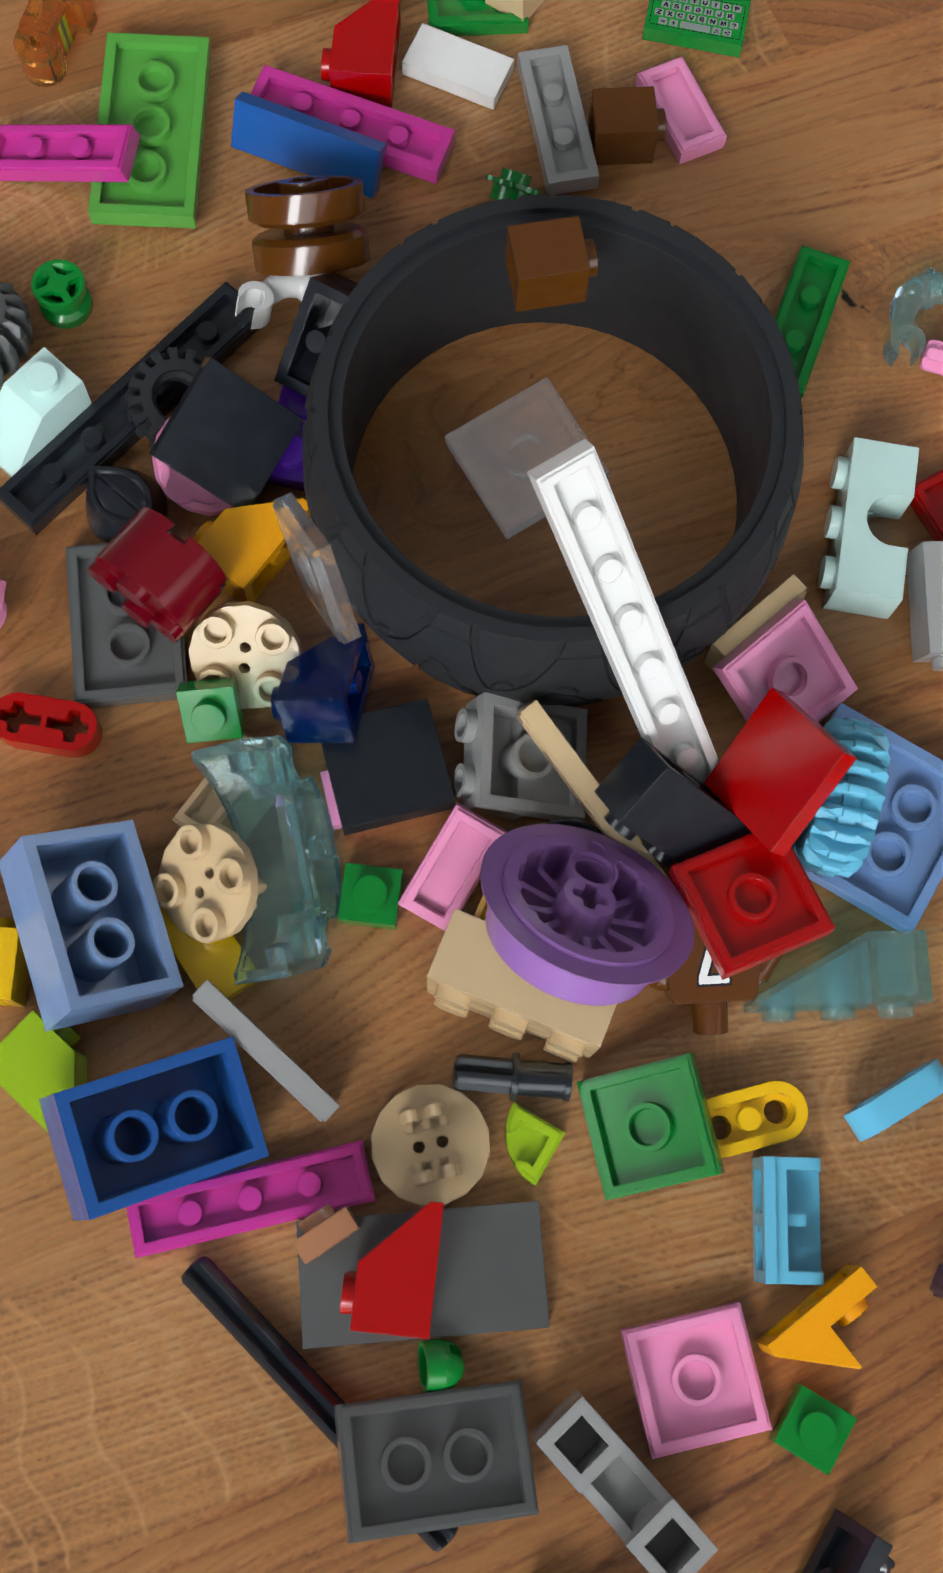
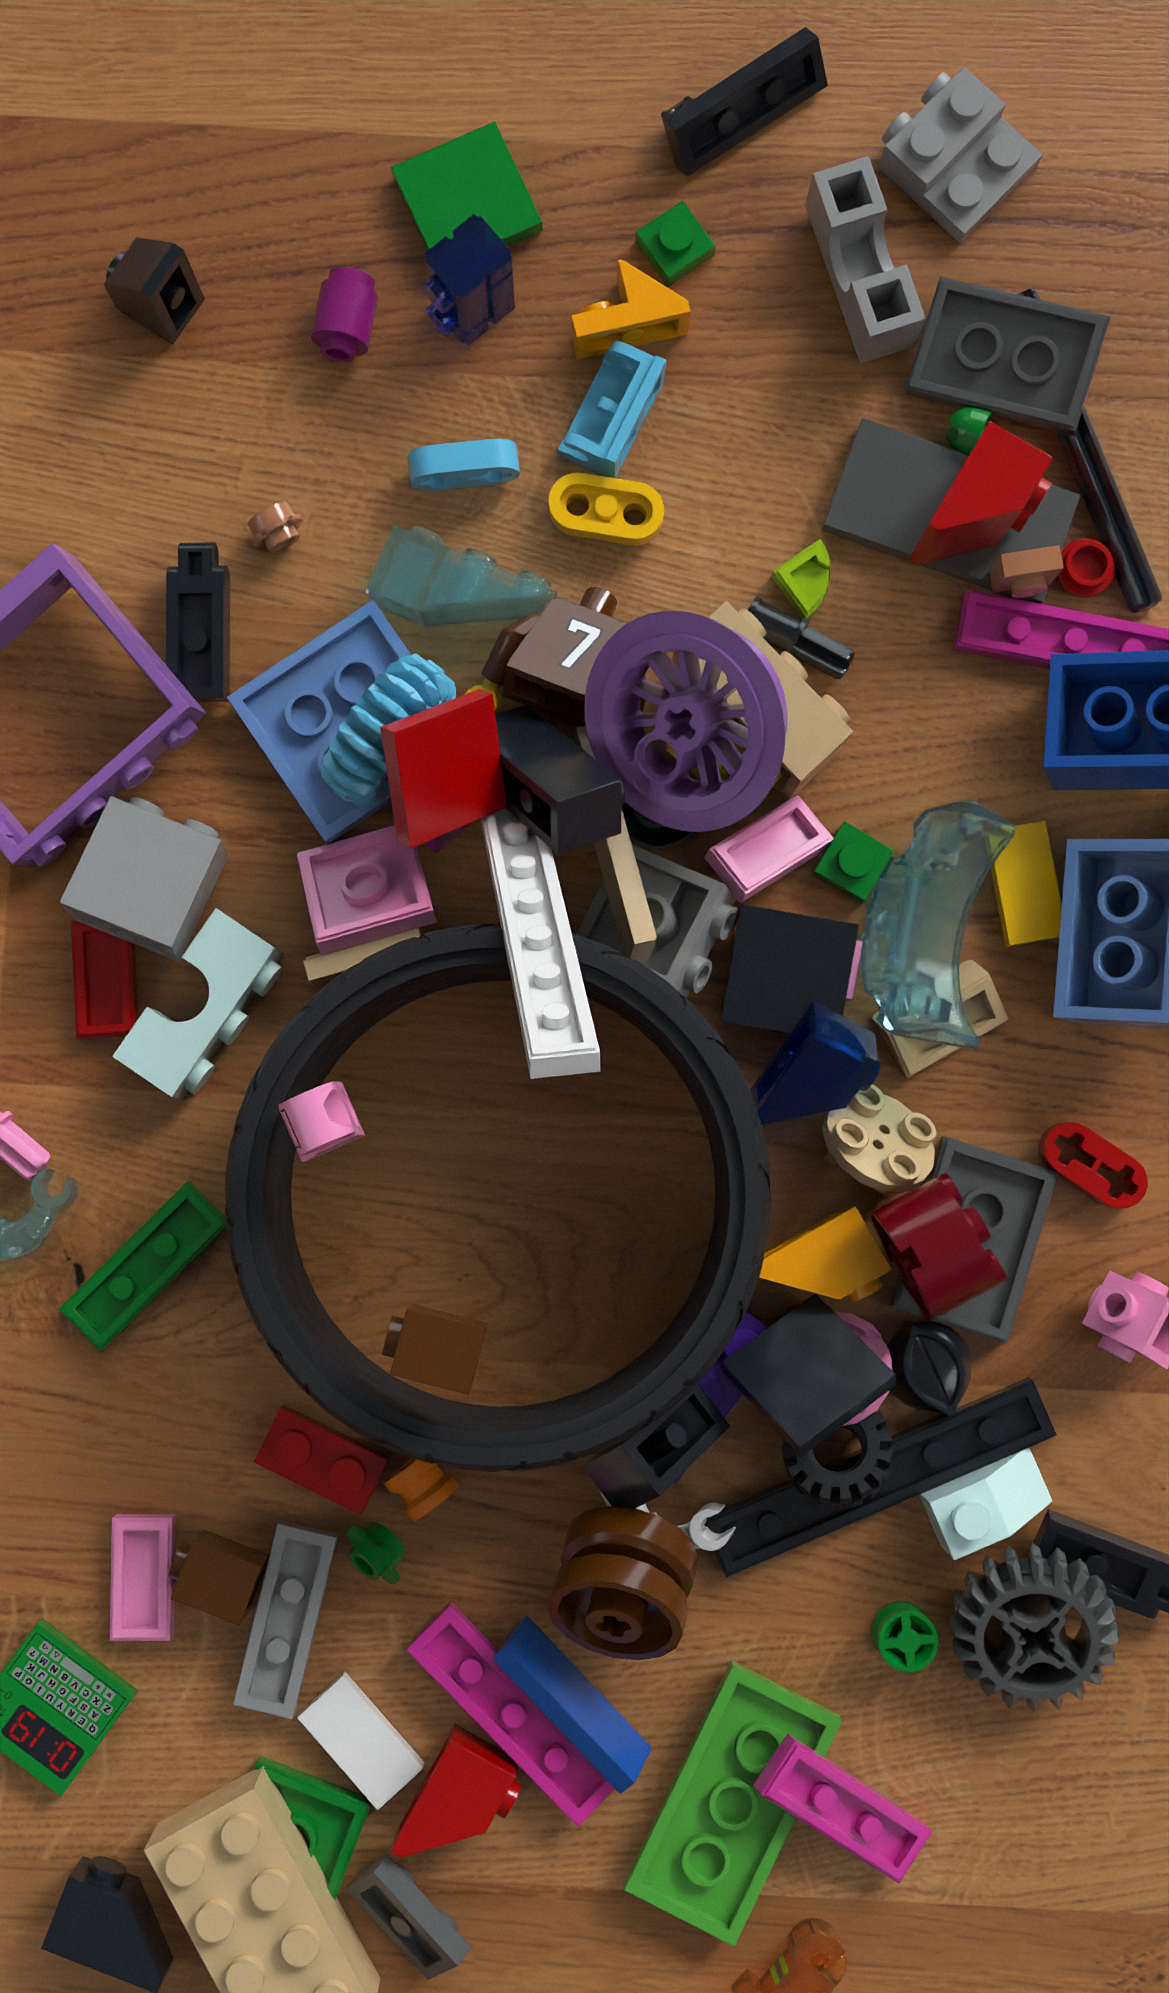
camera: 155 degrees left, 10 degrees up
(211, 710) = (932, 1104): plate -> none
(212, 861) = (1007, 925): tan plate -> none
(265, 1051) = (1013, 754): light grey tile -> none
(268, 1277) = (1086, 568): none -> red plate
(316, 568) = (783, 1187): clear tile -> none
(437, 1172) = (890, 641): tan plate -> none
(508, 443) = (544, 1169): clear tile -> none
(650, 1126) = (696, 538): green tile -> none
(695, 1379) = (755, 326): bright pink tile -> none
(739, 384) = (321, 1120): none -> bright pink leg
(750, 903) = (530, 665): red tile -> none

